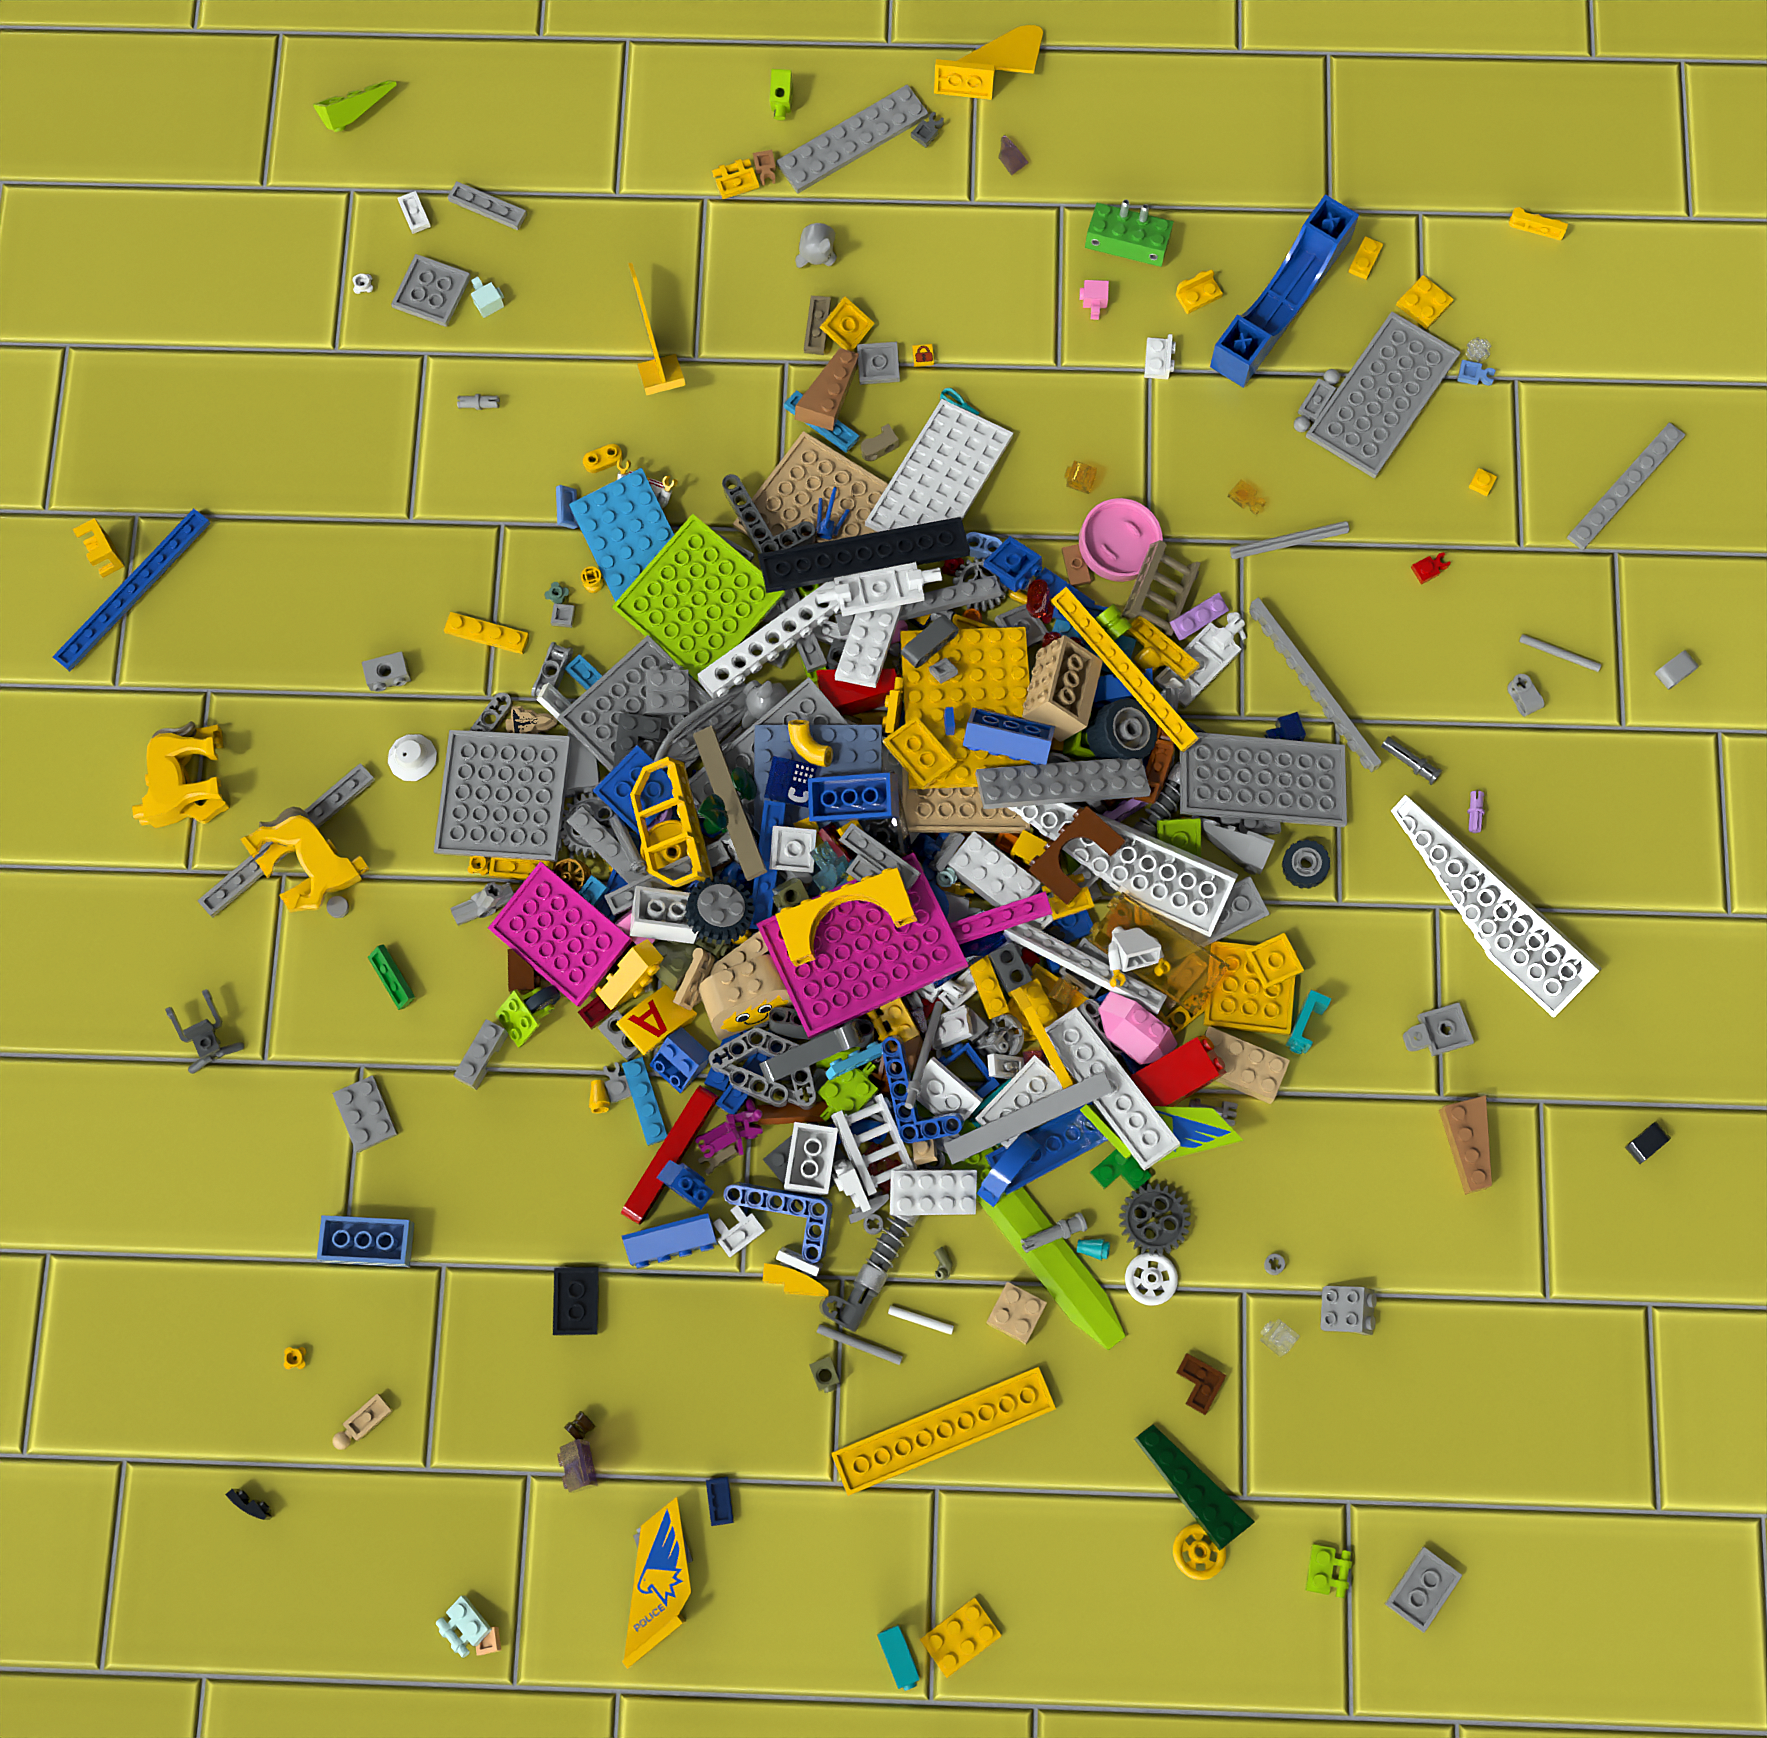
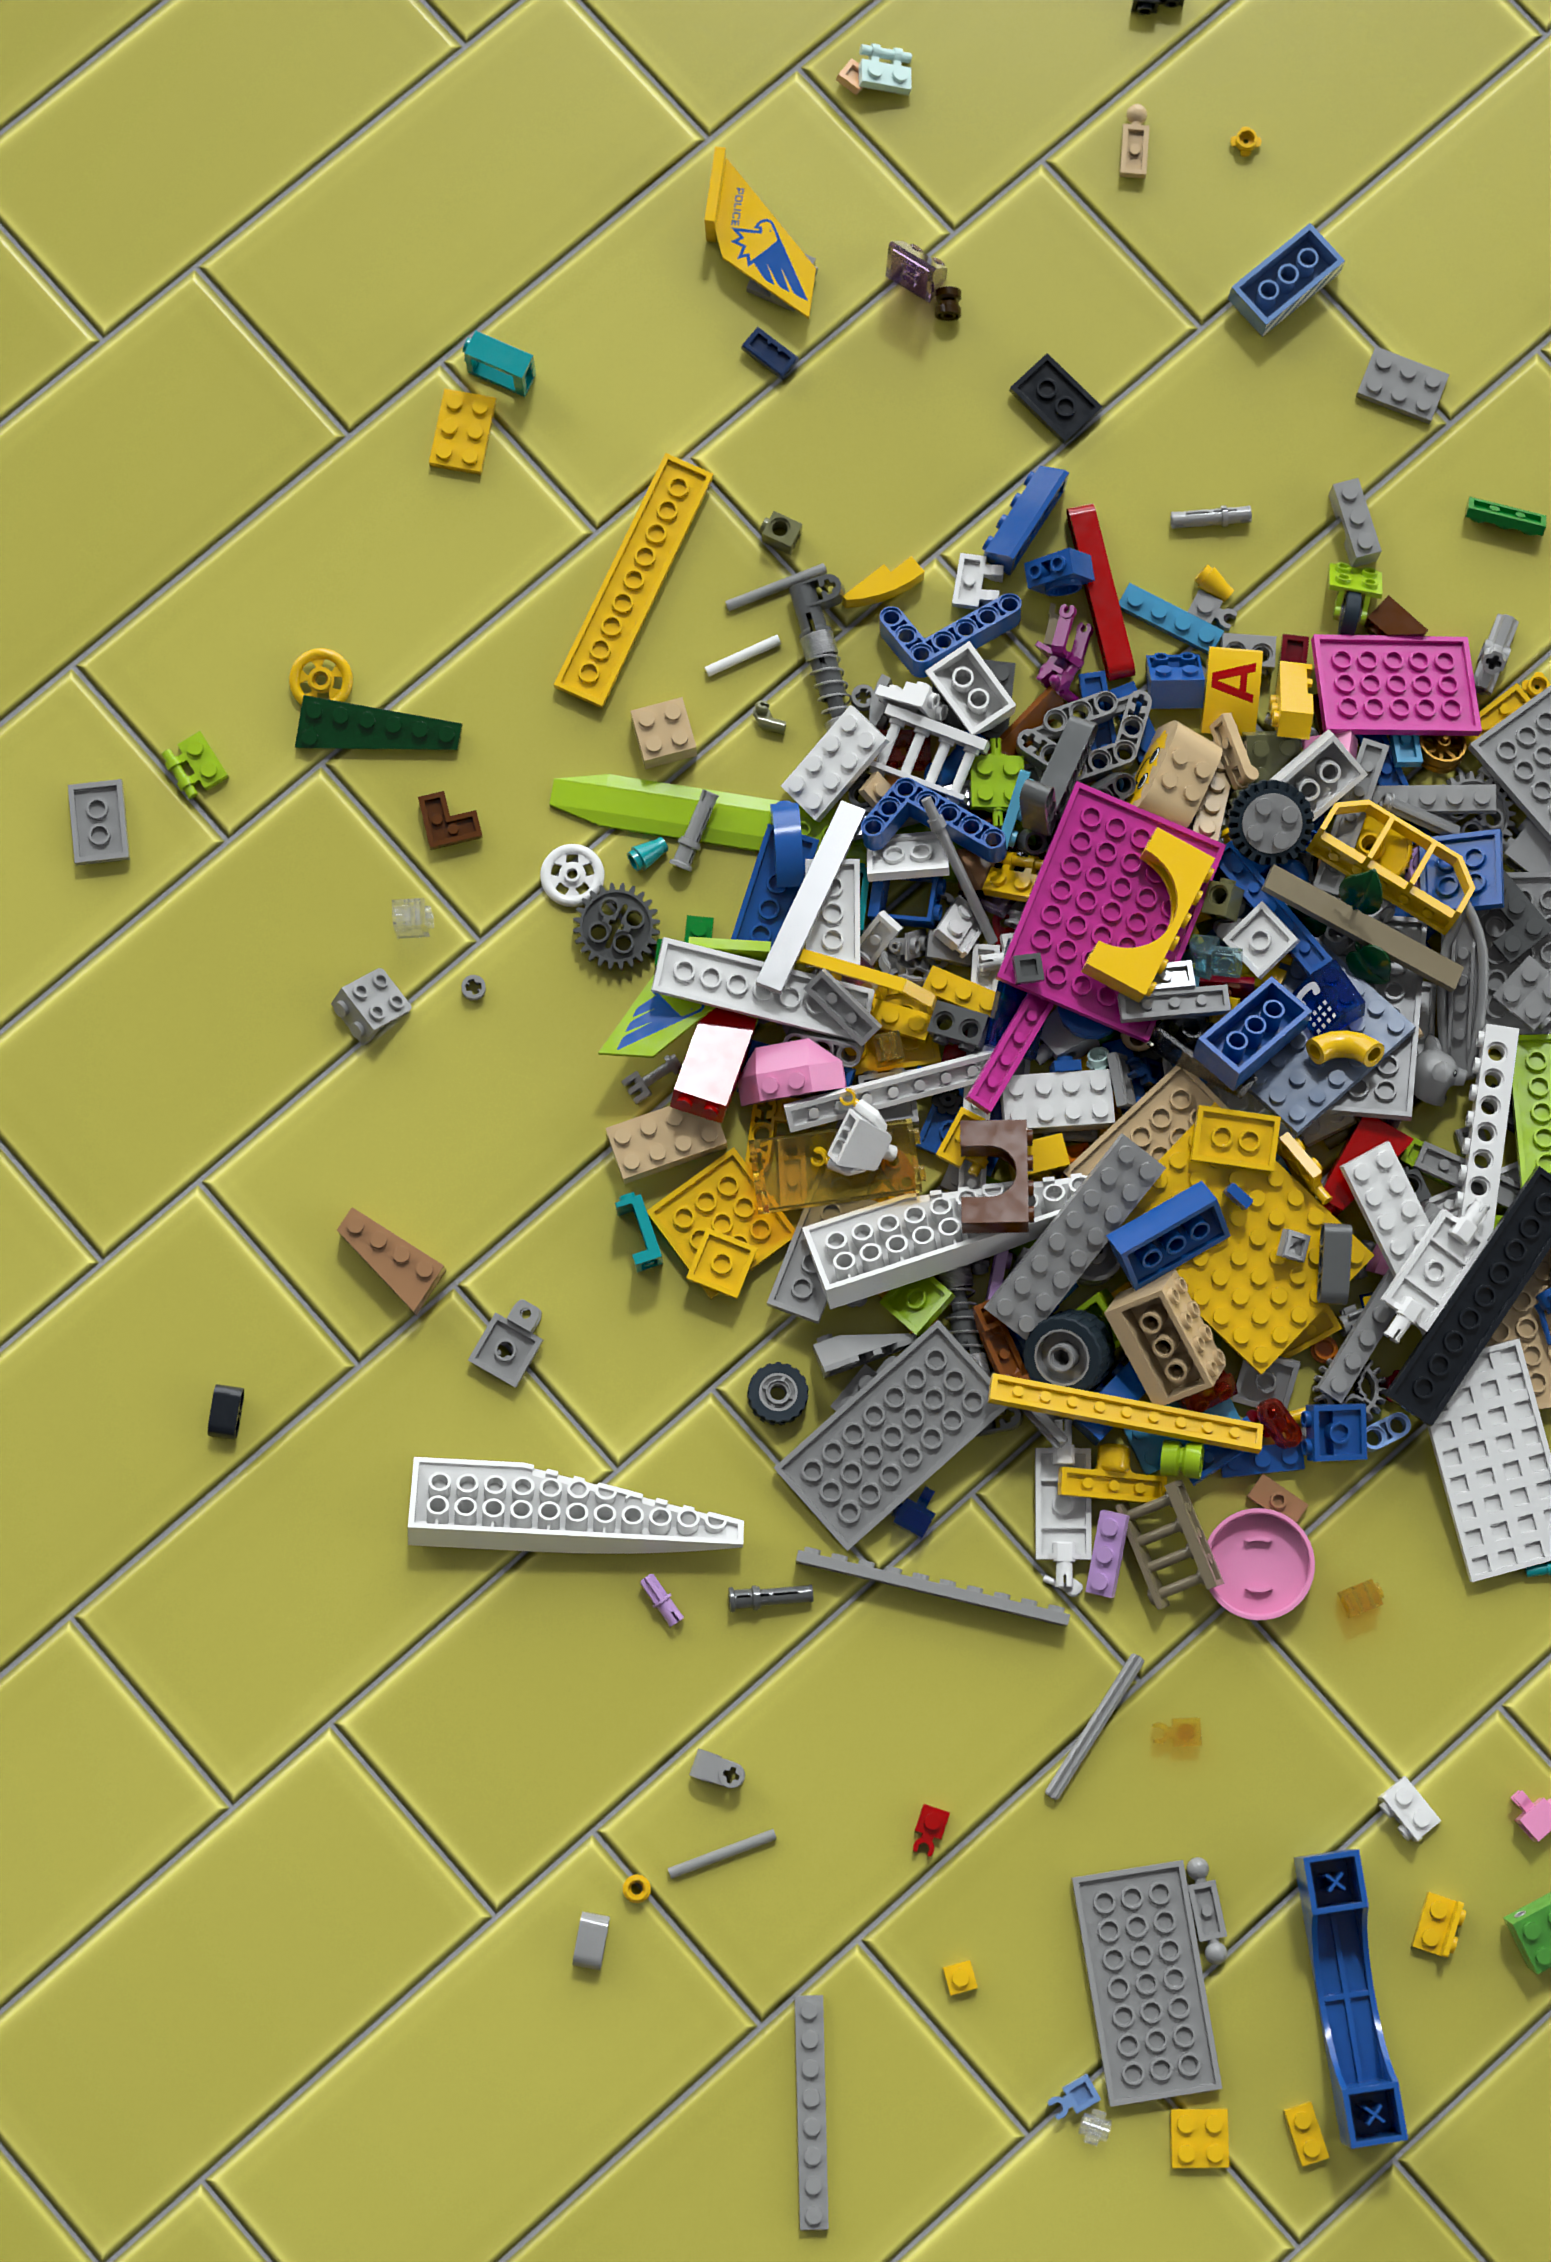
camera: 130 degrees right, 5 degrees up
(559, 1139) = (1218, 516): none -> light grey pin
(792, 1259) = (906, 600): white plate -> none
(946, 949) = (1028, 968): none -> dark grey plate
(970, 890) = (1065, 1064): none -> blue plate
(1072, 1034) = (842, 1007): none -> light grey plate
(1625, 669) = (636, 1898): none -> yellow plate

